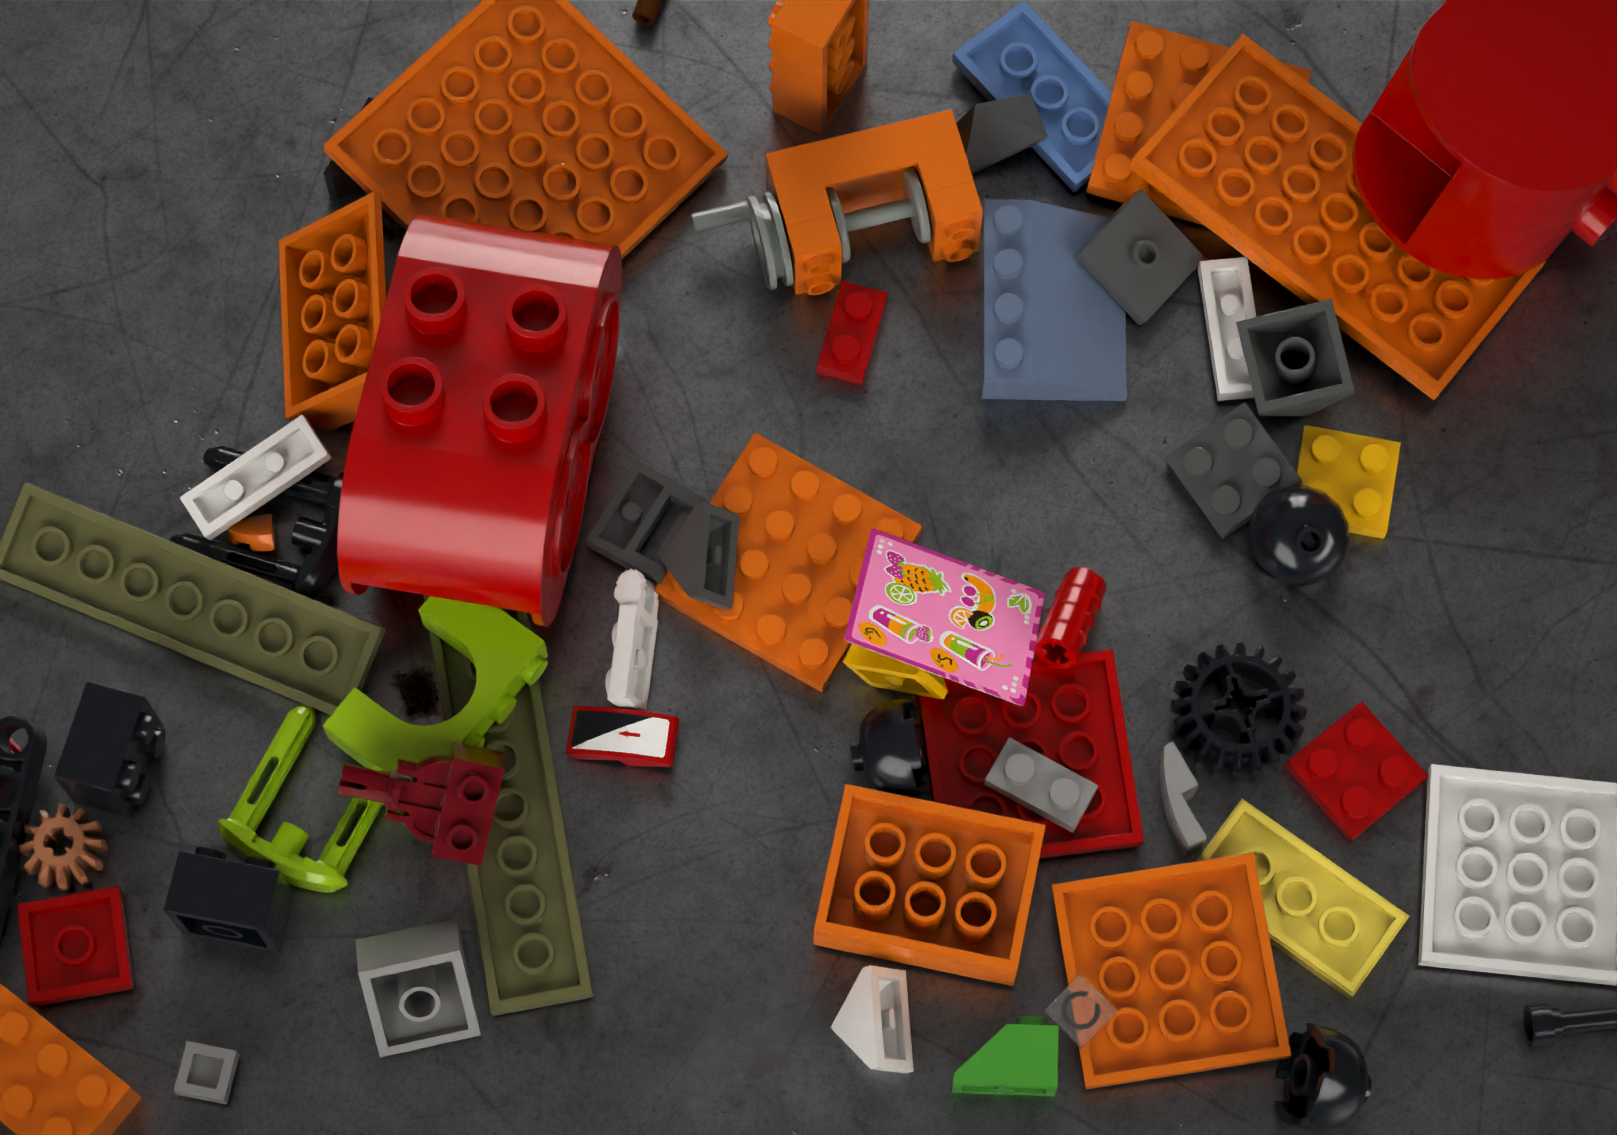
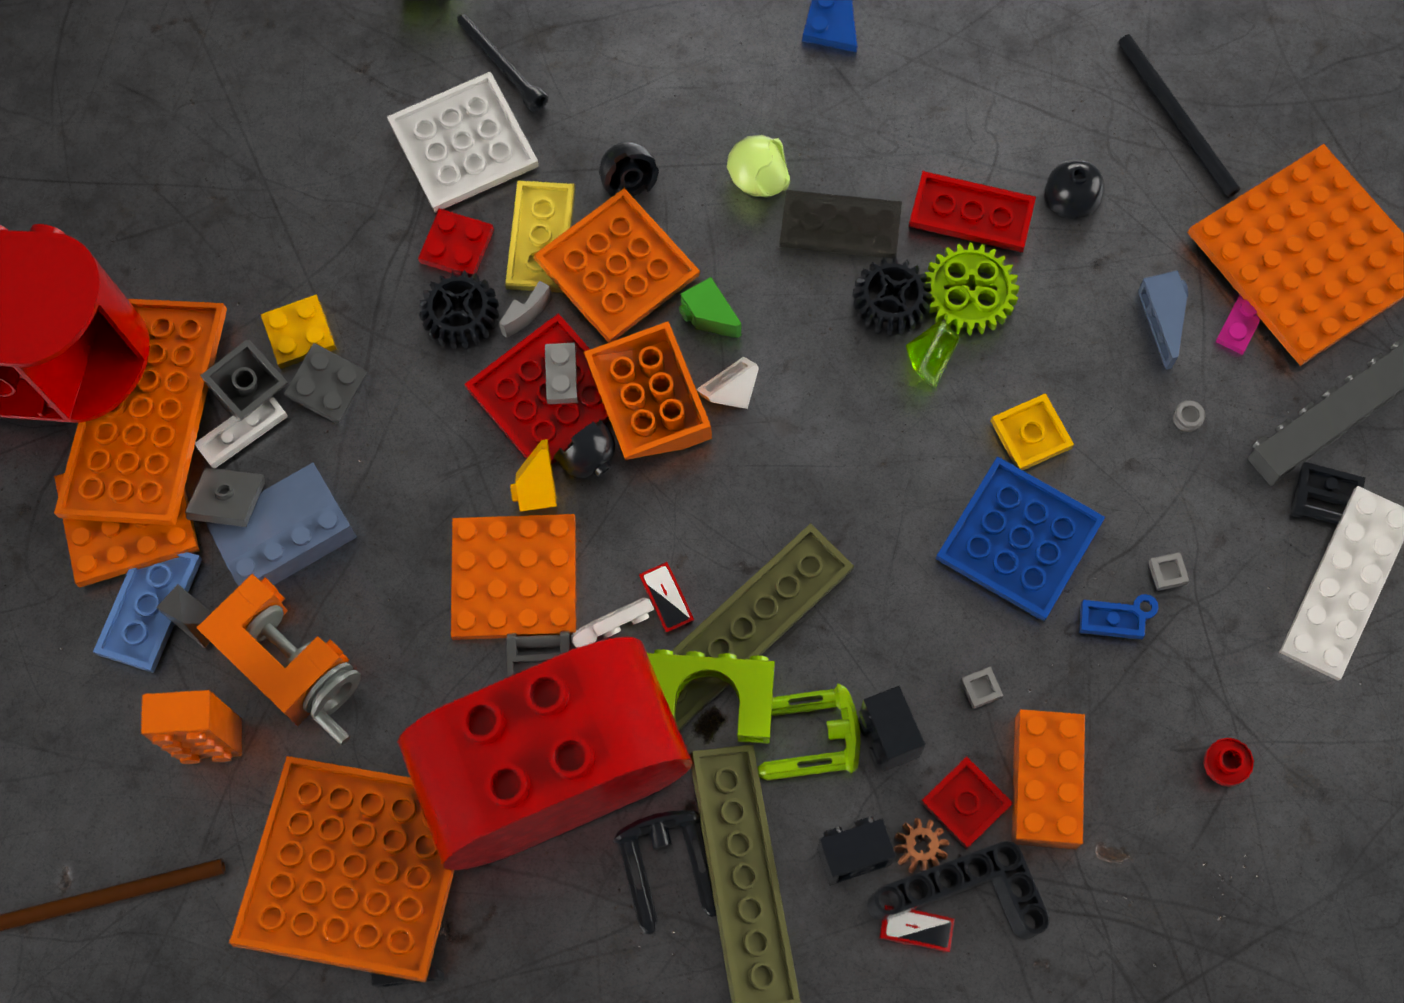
camera: 120 degrees left, 0 degrees up
(254, 530) = (679, 871): orange tile -> none
(255, 477) = (650, 883): white plate -> none
(331, 311) = (524, 898): orange slope -> none
(417, 987) = (865, 611): light grey slope -> none
(438, 798) = (769, 642): dark red brick -> none
(705, 555) = (543, 611): dark grey slope -> none
(852, 332) = (359, 624): red plate -> none
(945, 617) = (501, 465): sticker -> none
(1070, 618) = (460, 410): red axle -> none
(1080, 1011) = (666, 289): clear tile -> none
(1295, 517) = (345, 328): black cylinder -> none

